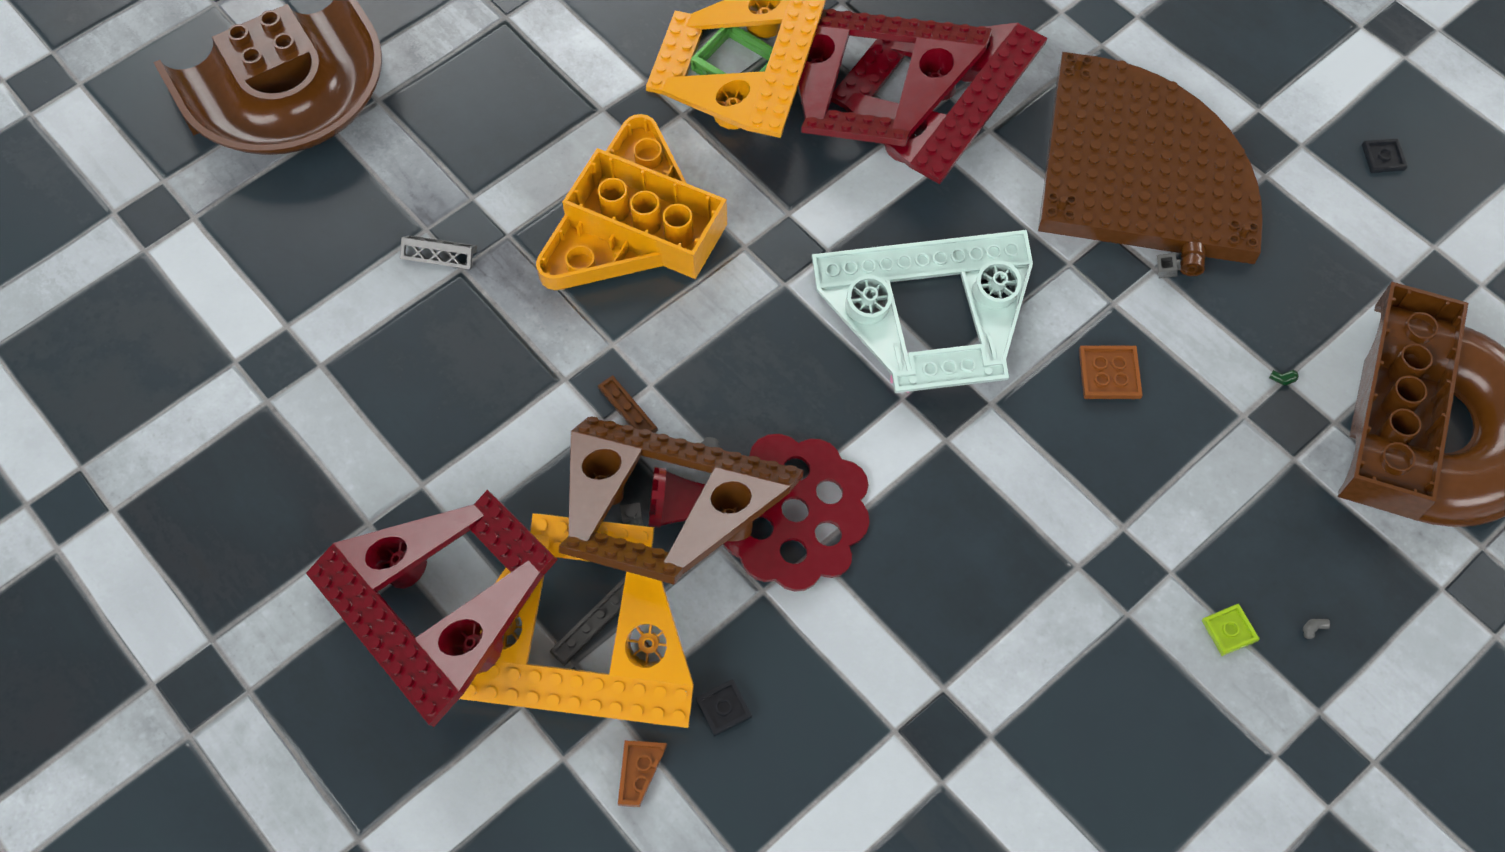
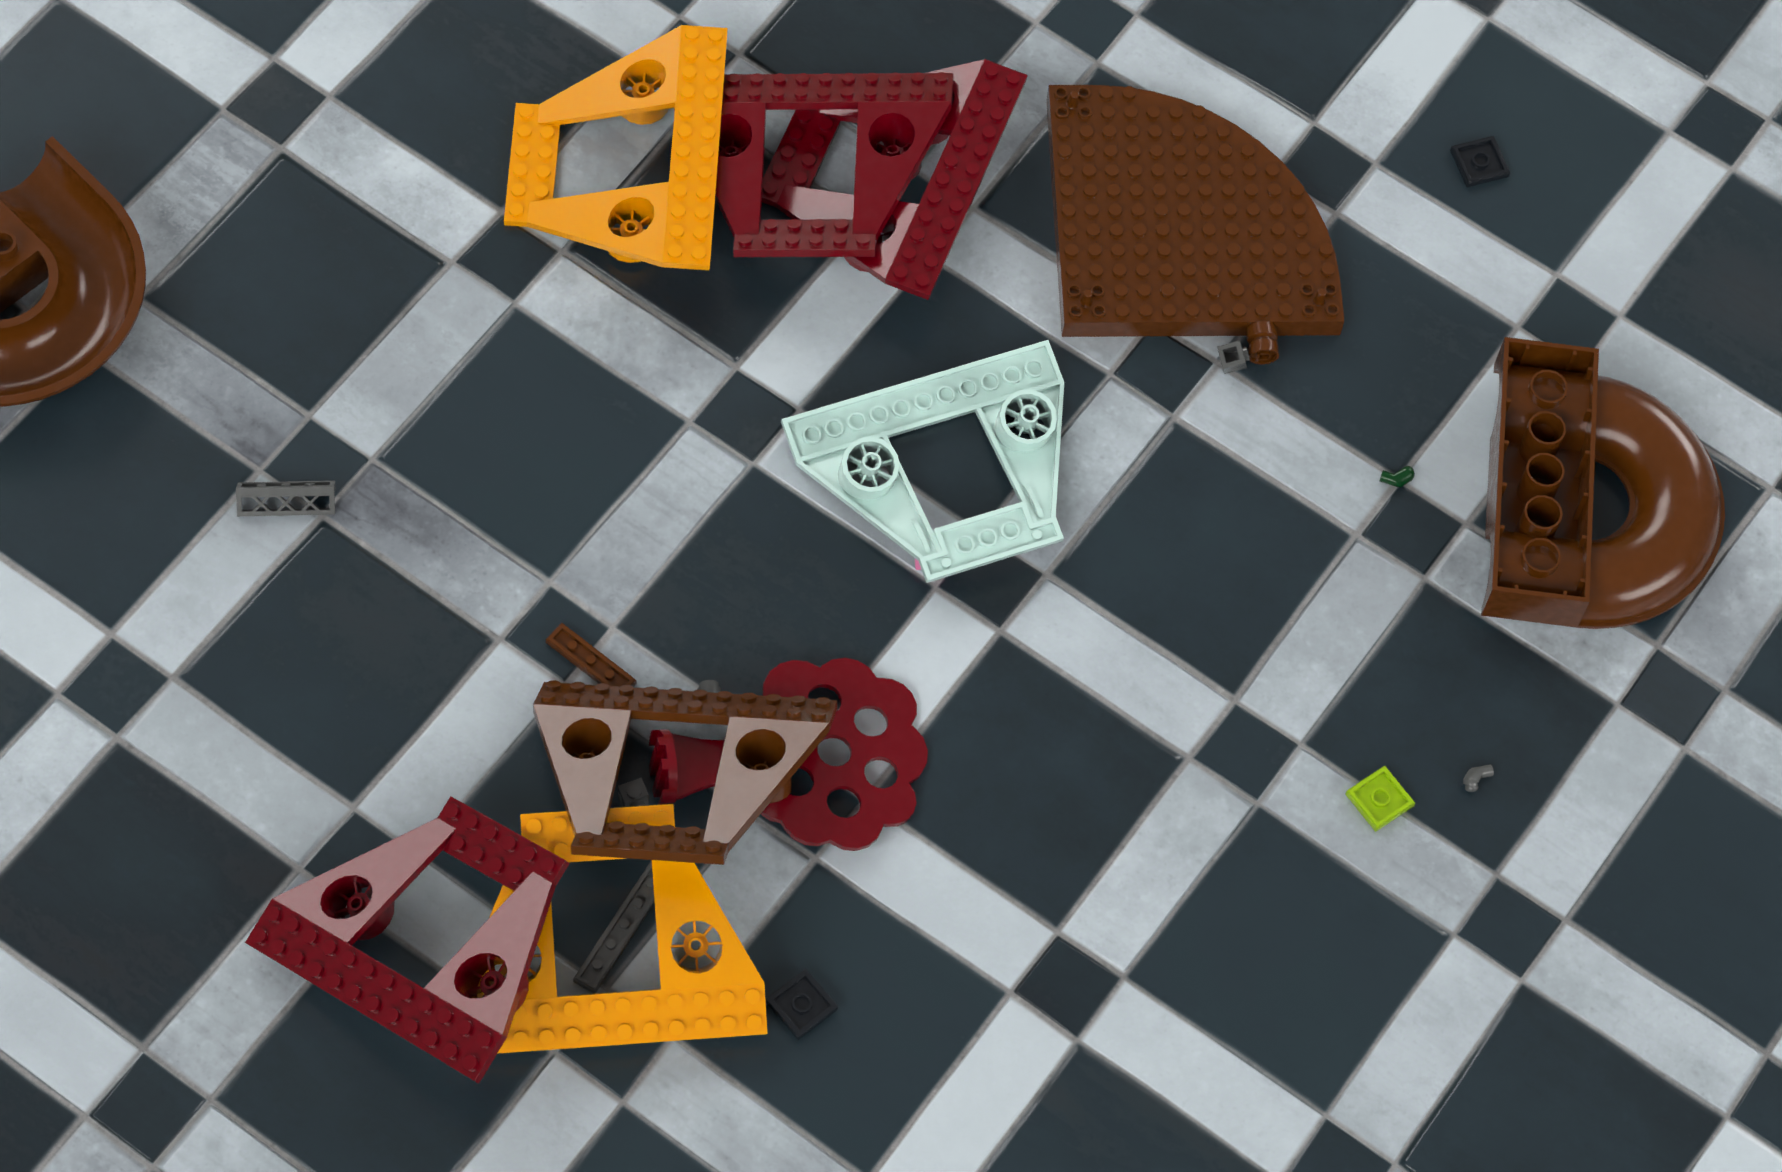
camera: 20 degrees left, 0 degrees up
(631, 214) = (536, 404): light orange brick -> none
(637, 770) = (717, 1096): dark orange wing -> none
(699, 63) = (621, 129): bright green window -> none
(1110, 372) = (1185, 508): dark orange plate -> none

